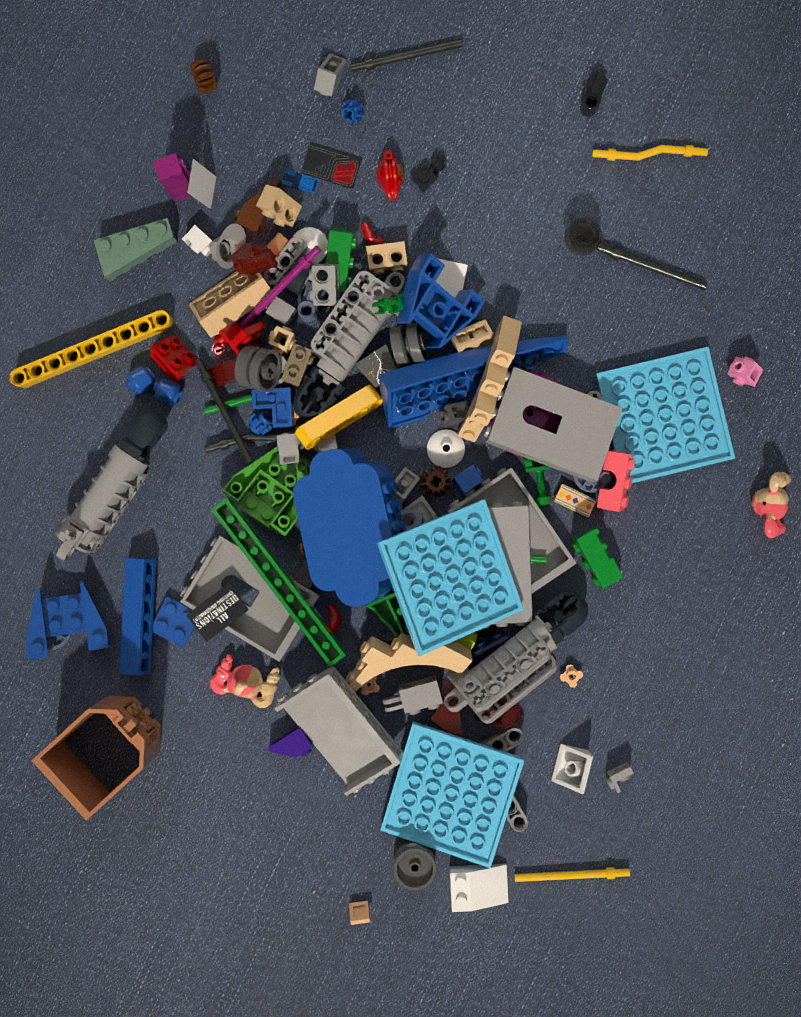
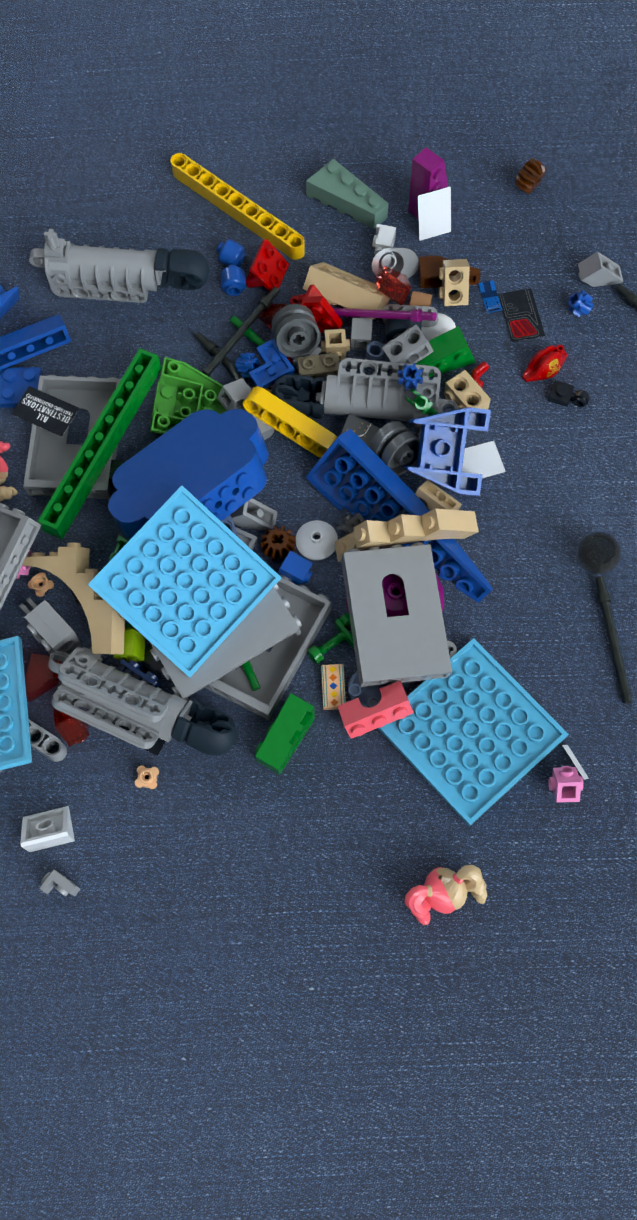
camera: 65 degrees right, 20 degrees down
(335, 619) = (90, 521): red arm -> none
(357, 303) = (410, 371): none -> blue gear
(719, 353) = (575, 761): none -> white sticker

